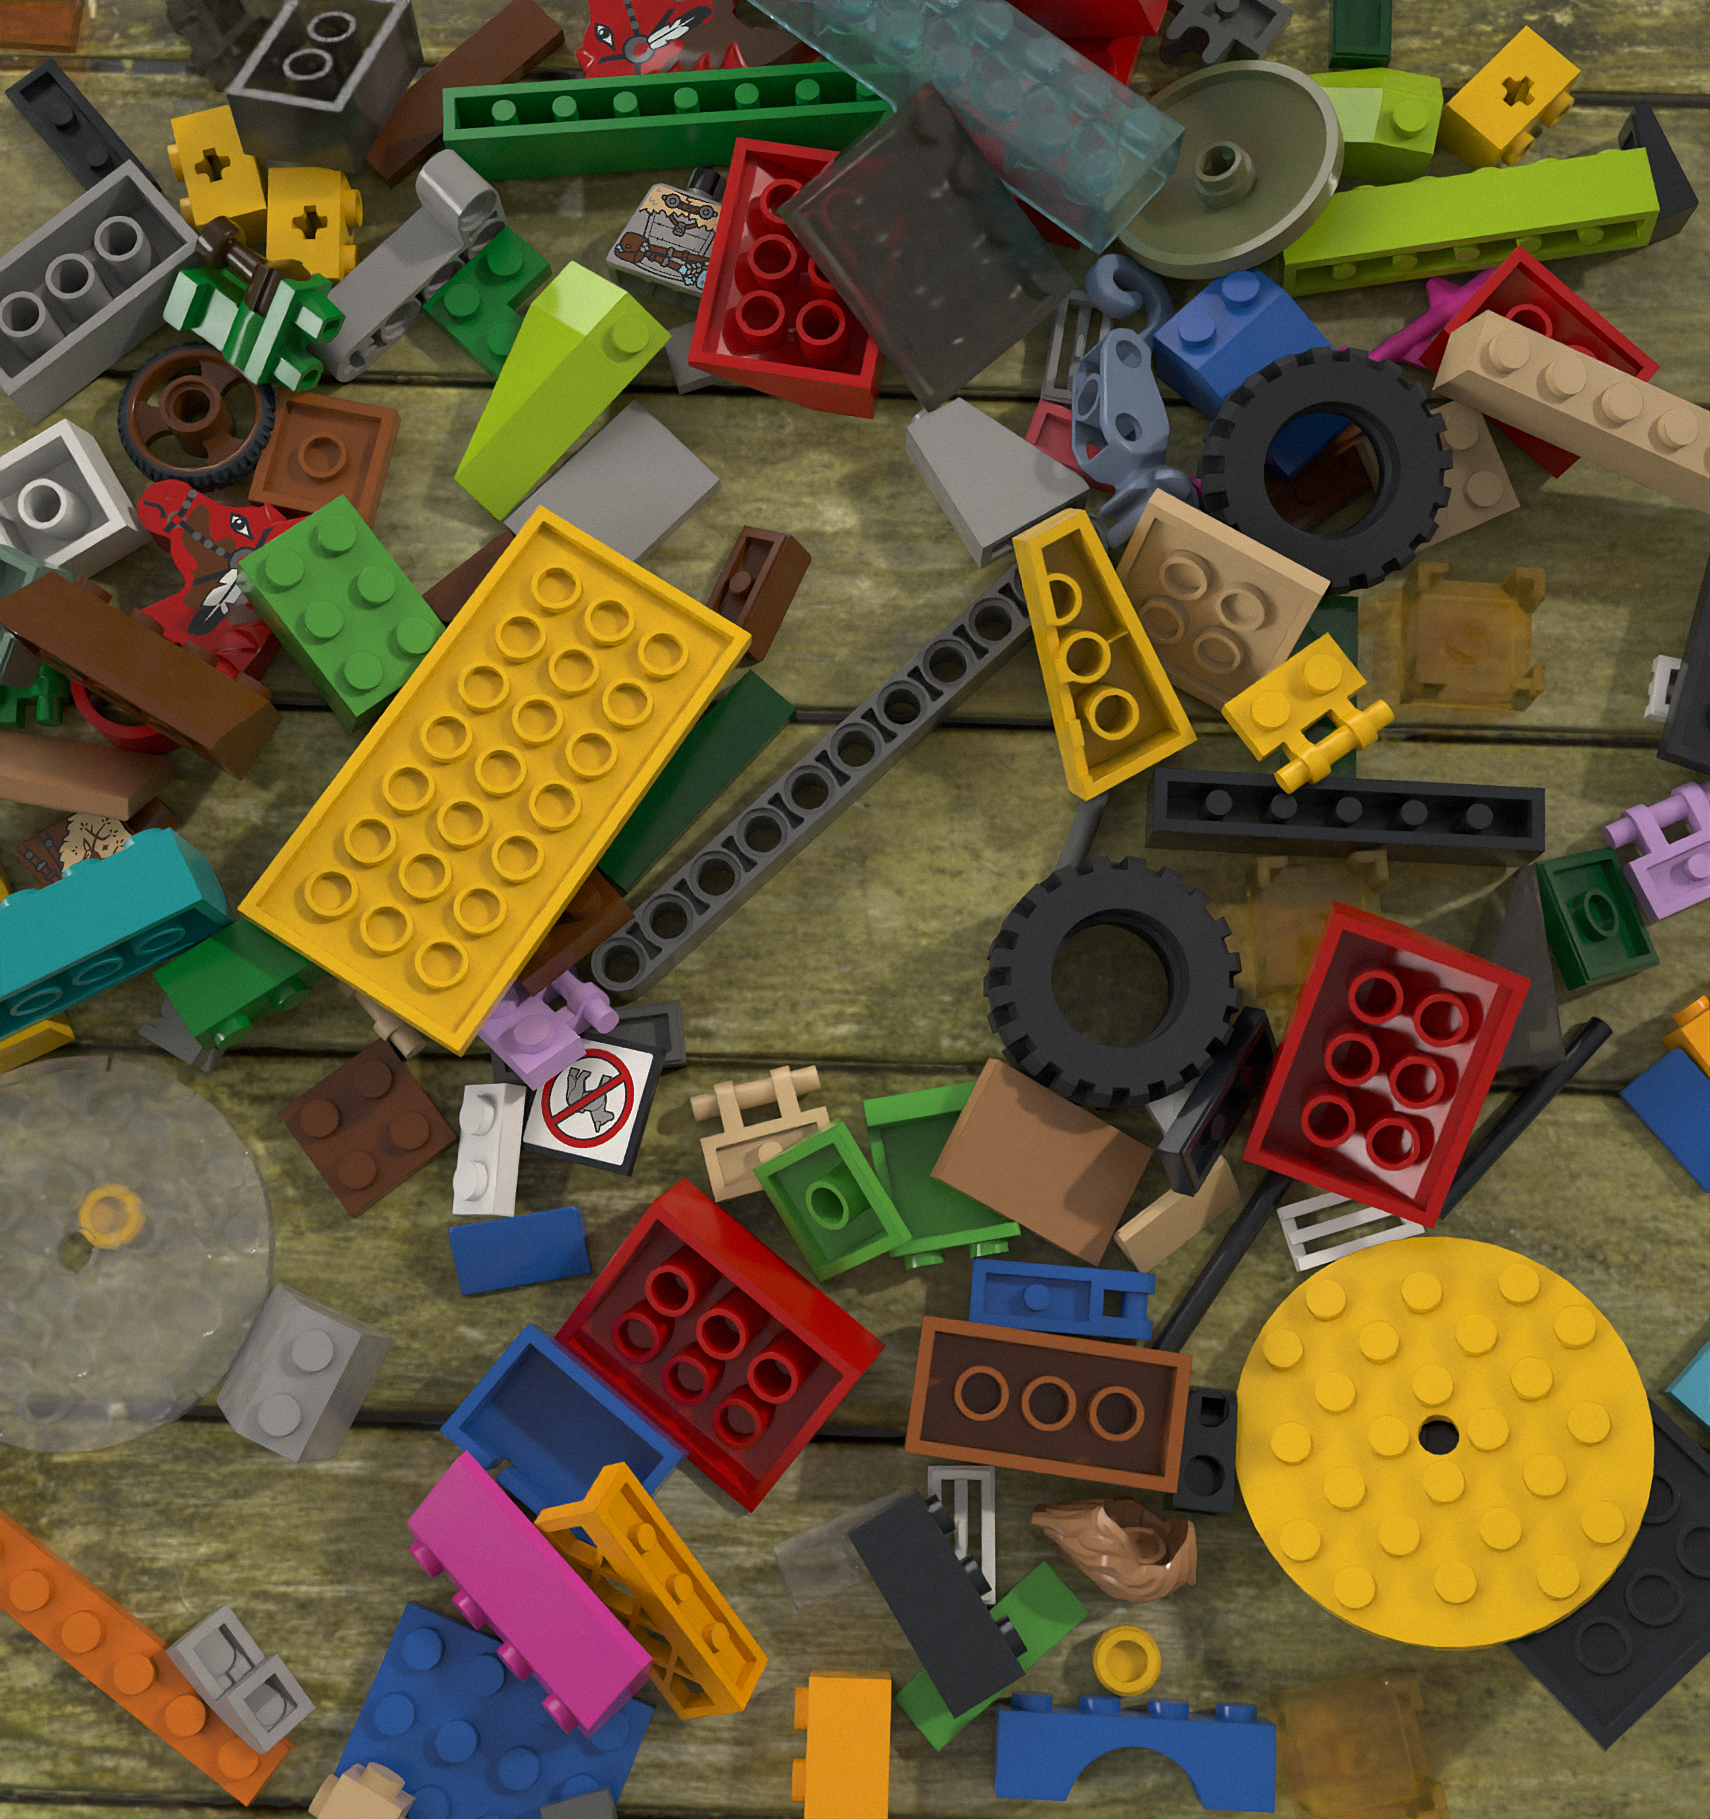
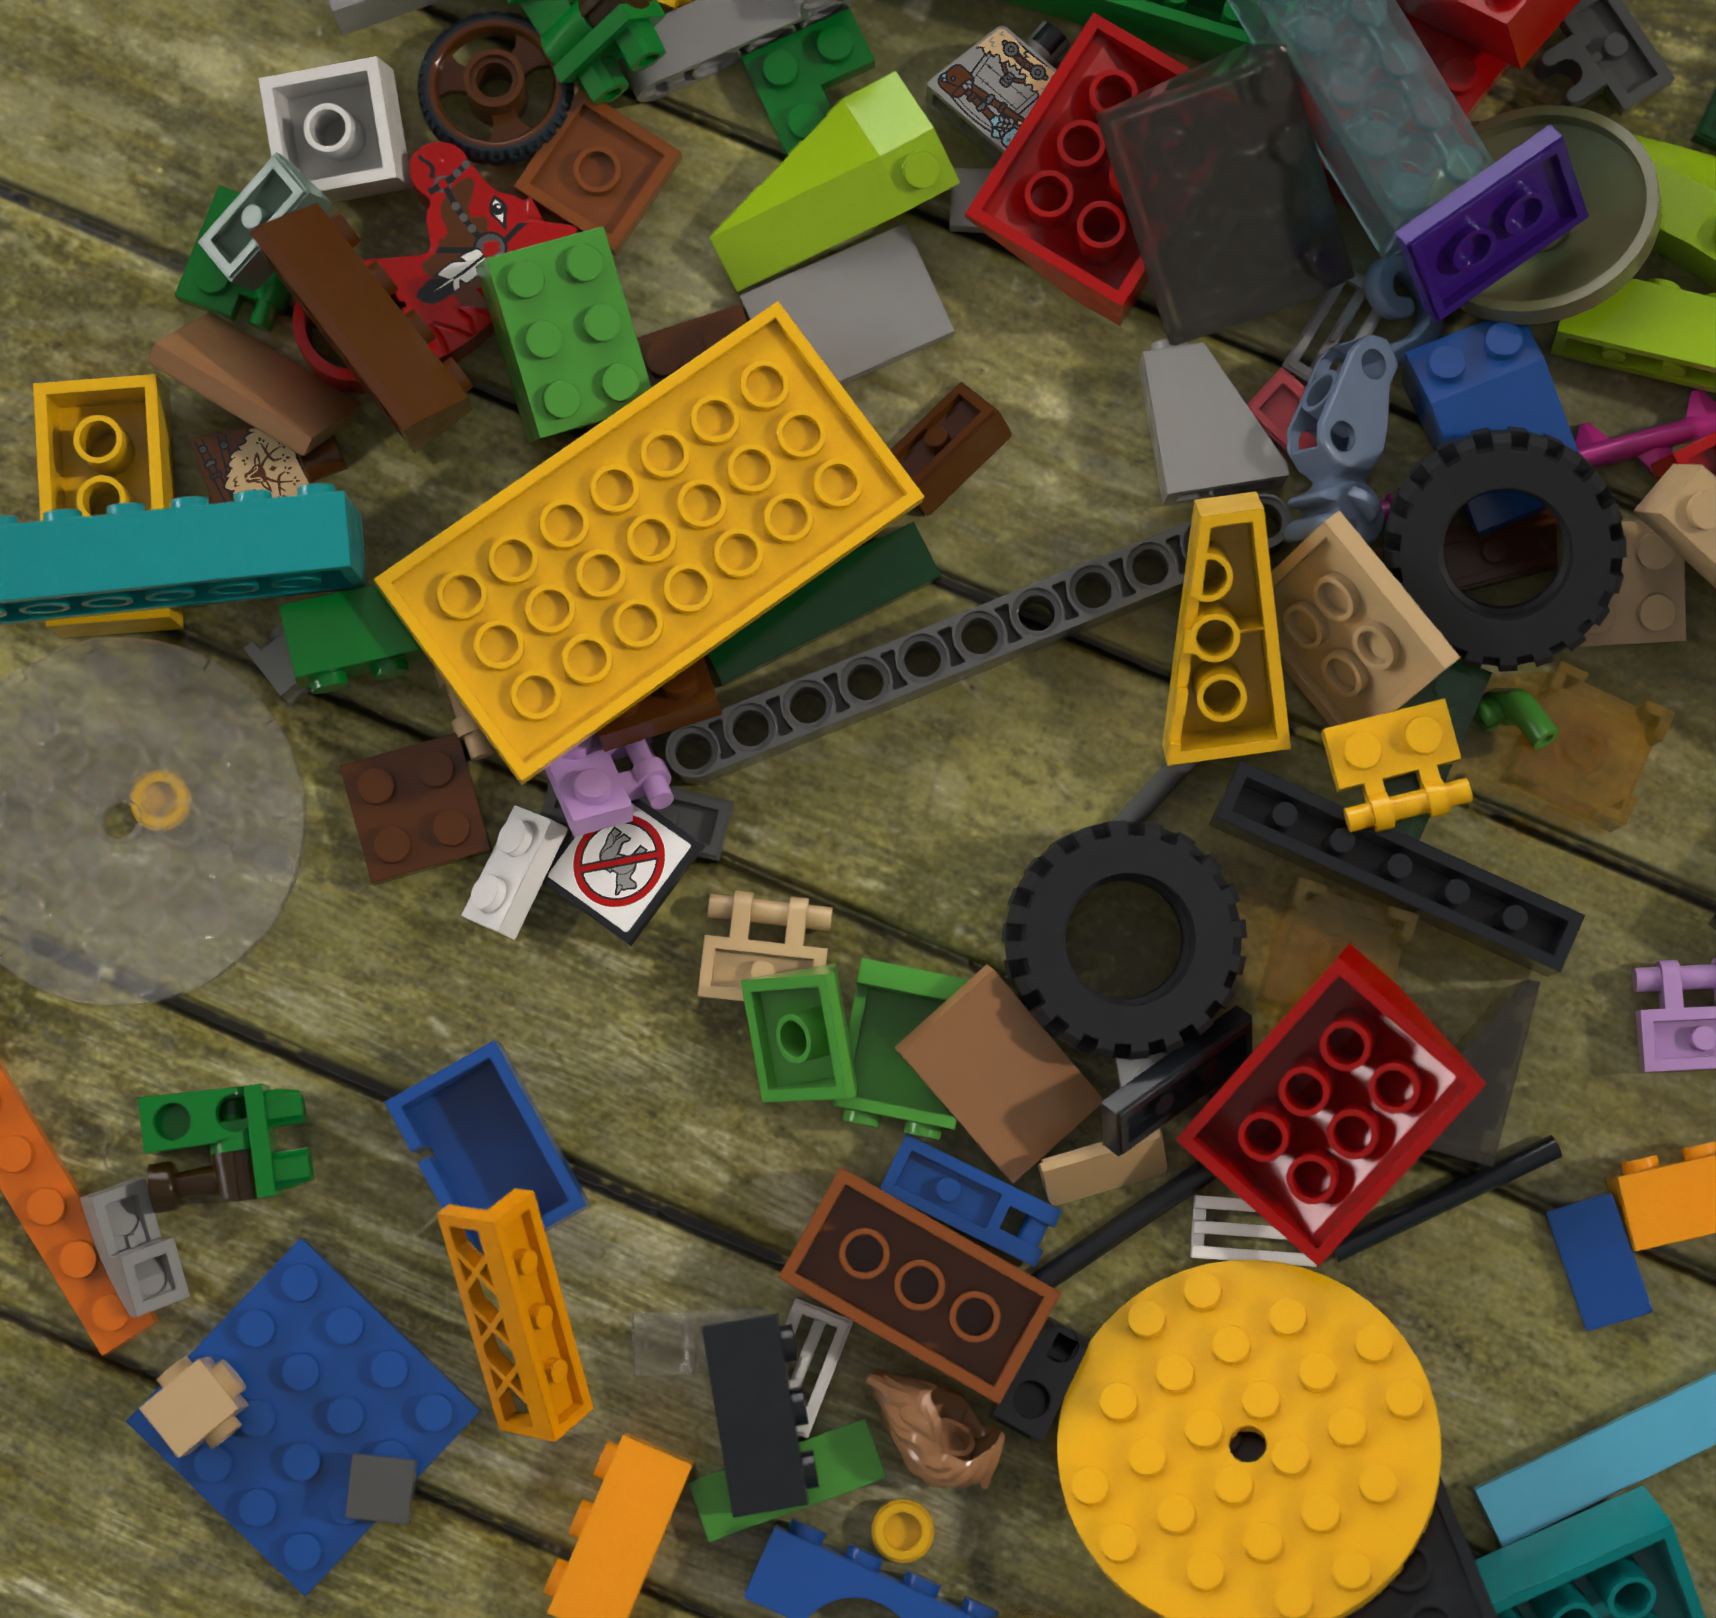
camera: 20 degrees right, 5 degrees up
(302, 1376) = (279, 1005): light grey slope -> none
(308, 1522) = (241, 1142): none -> green hips
(520, 1250) = (510, 971): blue slope -> none
(528, 1598) = (407, 1274): dark pink slope -> none
(718, 1342) = (654, 1119): red slope -> none
(1189, 176) = (1492, 223): none -> dark purple tile
(1395, 625) = (1518, 709): none -> bright green arm
(1592, 919) = (1582, 1046): dark green tile -> none

